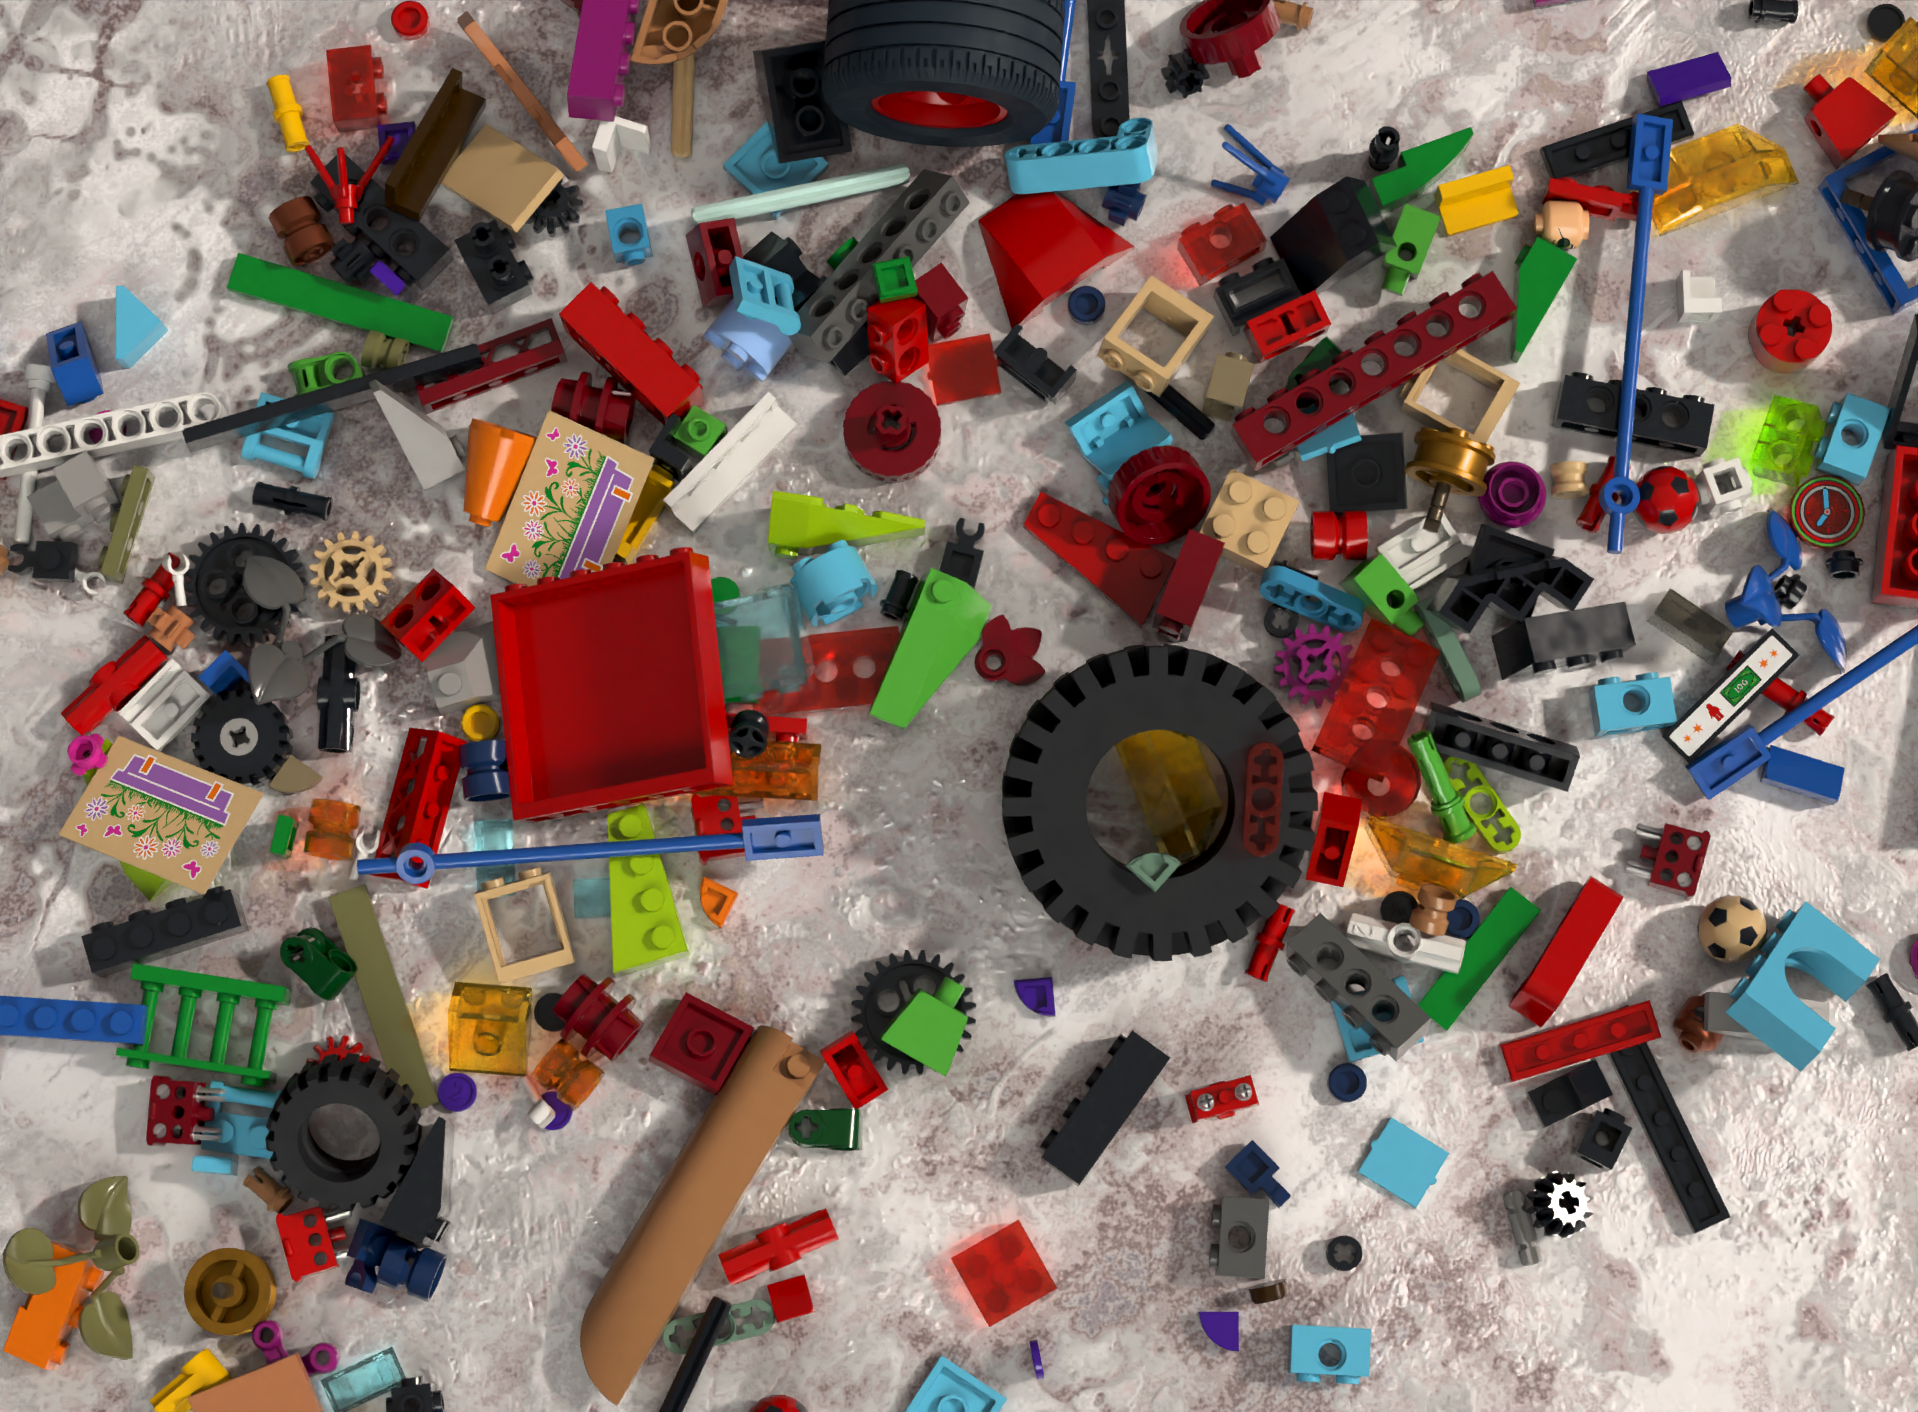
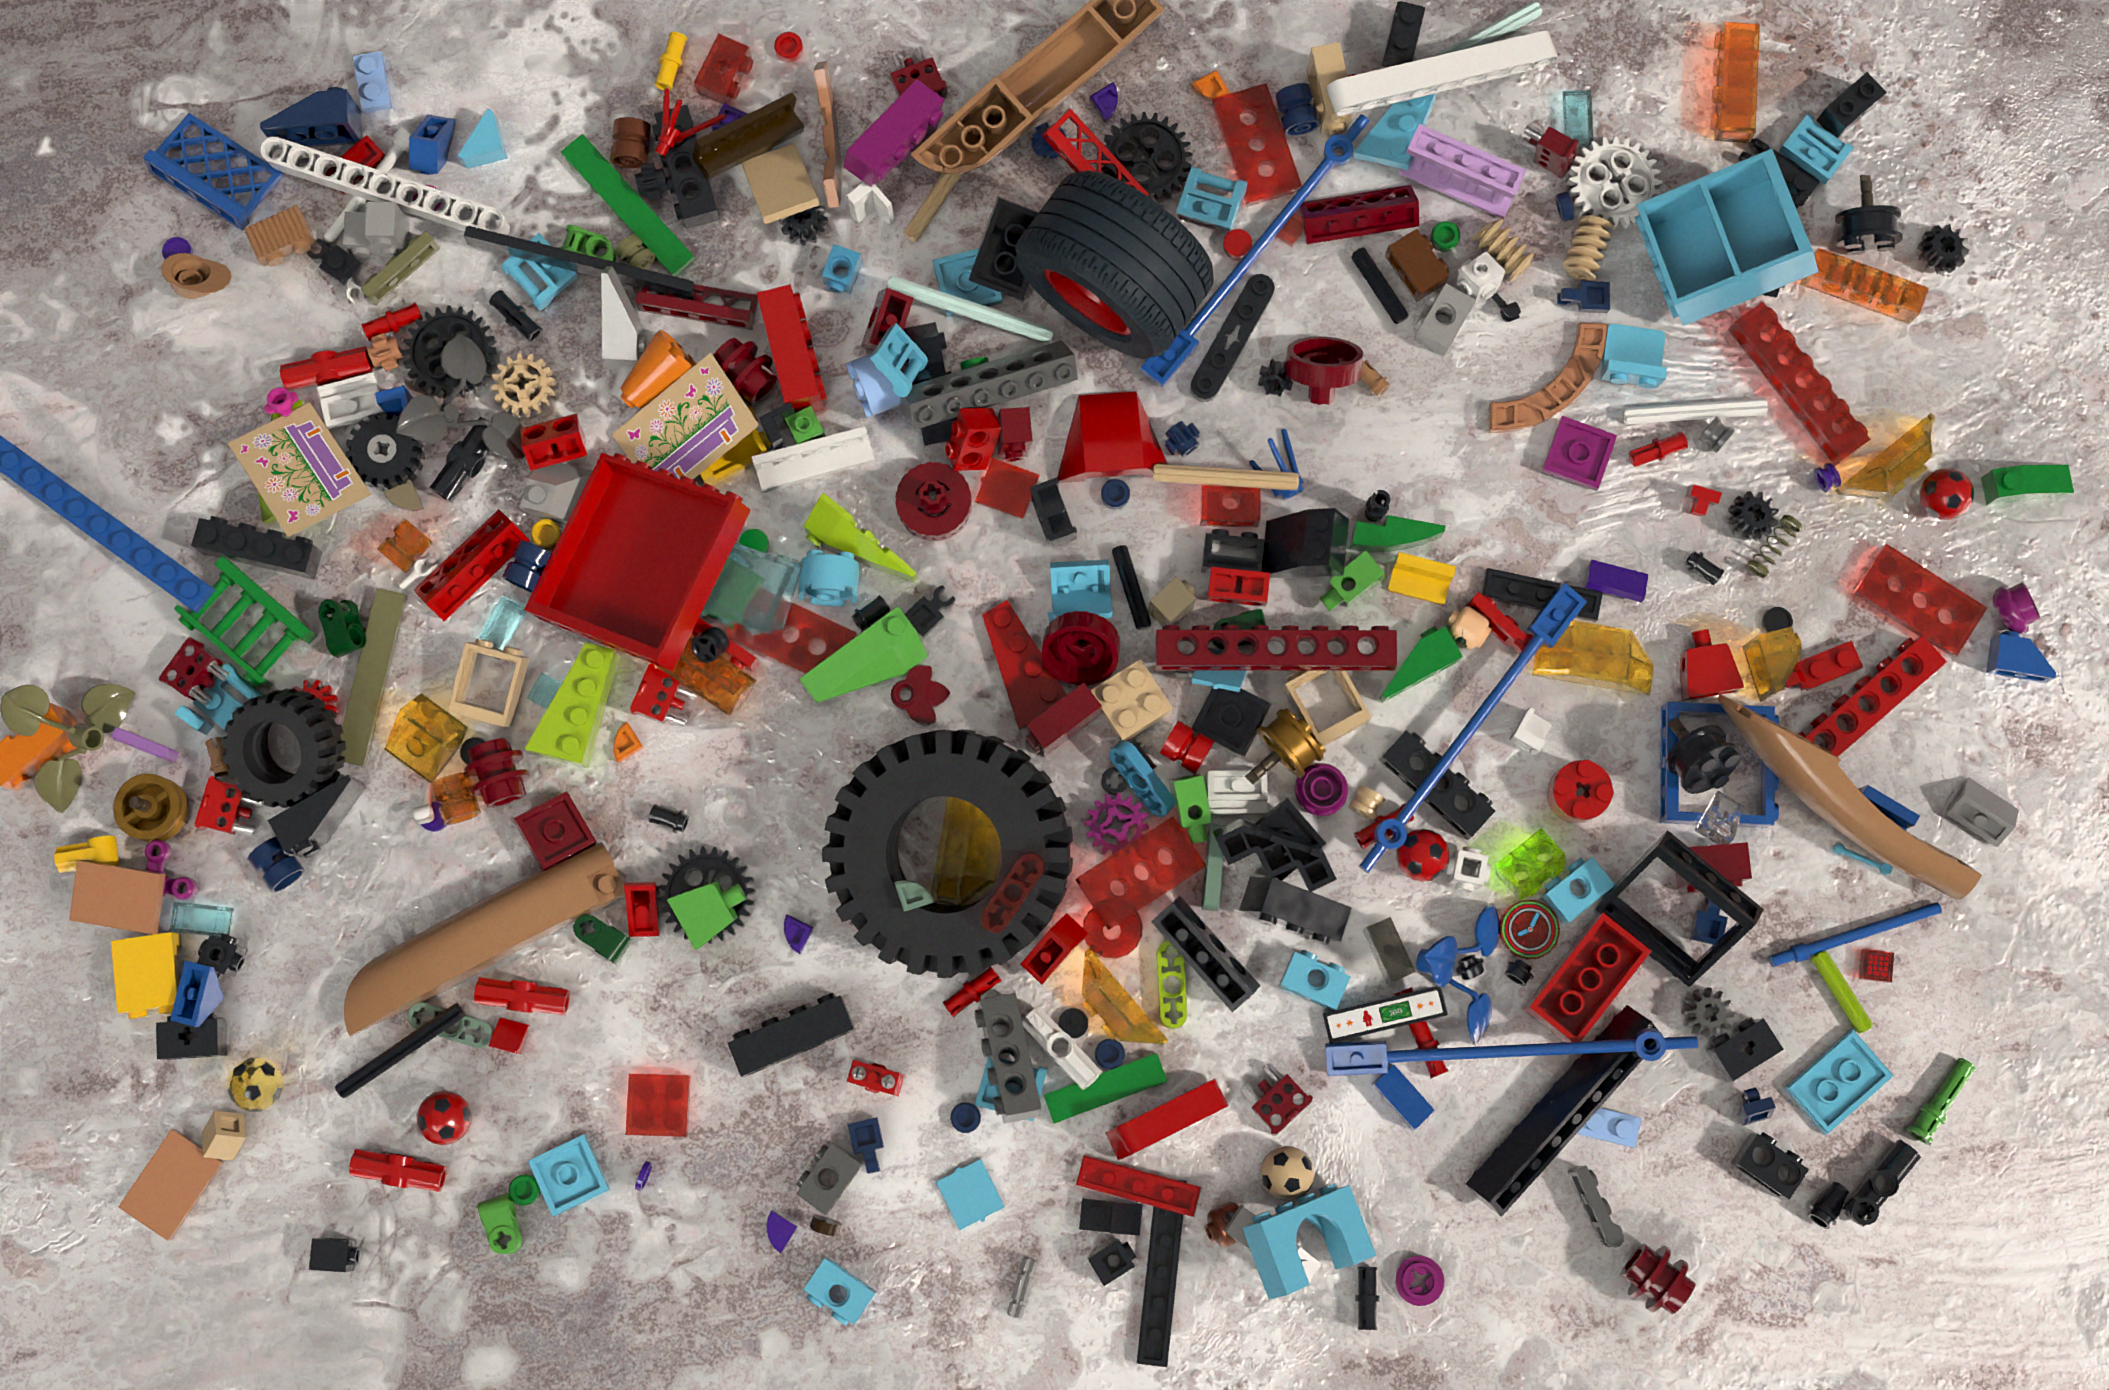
camera: 30 degrees right, 0 degrees up
(177, 576) = (408, 321): white hand -> none
(177, 1226) = (145, 744): none -> medium lavender tile
(284, 837) = (372, 532): green tile -> none
(368, 1249) = (253, 834): dark blue plate -> none
(387, 277) = (665, 205): dark purple tile -> none
(457, 1092) = (380, 766): dark purple piece -> none
(494, 266) = (741, 238): black brick -> none
(760, 838) = (671, 716): blue bar -> none
(817, 954) = (668, 818): none -> black pin
(894, 279) = (989, 399): green tile -> none
(1085, 162) = (1172, 399): medium azure beam -> none
(1173, 310) = (1170, 532): tan window -> none
(1200, 214) = (1225, 477): none -> tan axle
(1344, 1241) = (897, 1223): black bush -> none
(1433, 909) = (1091, 1036): medium nougat wheel -> none
(1446, 801) = (1147, 969): bright green pin -> none
(1562, 1190) = (1051, 1299): black gear -> none

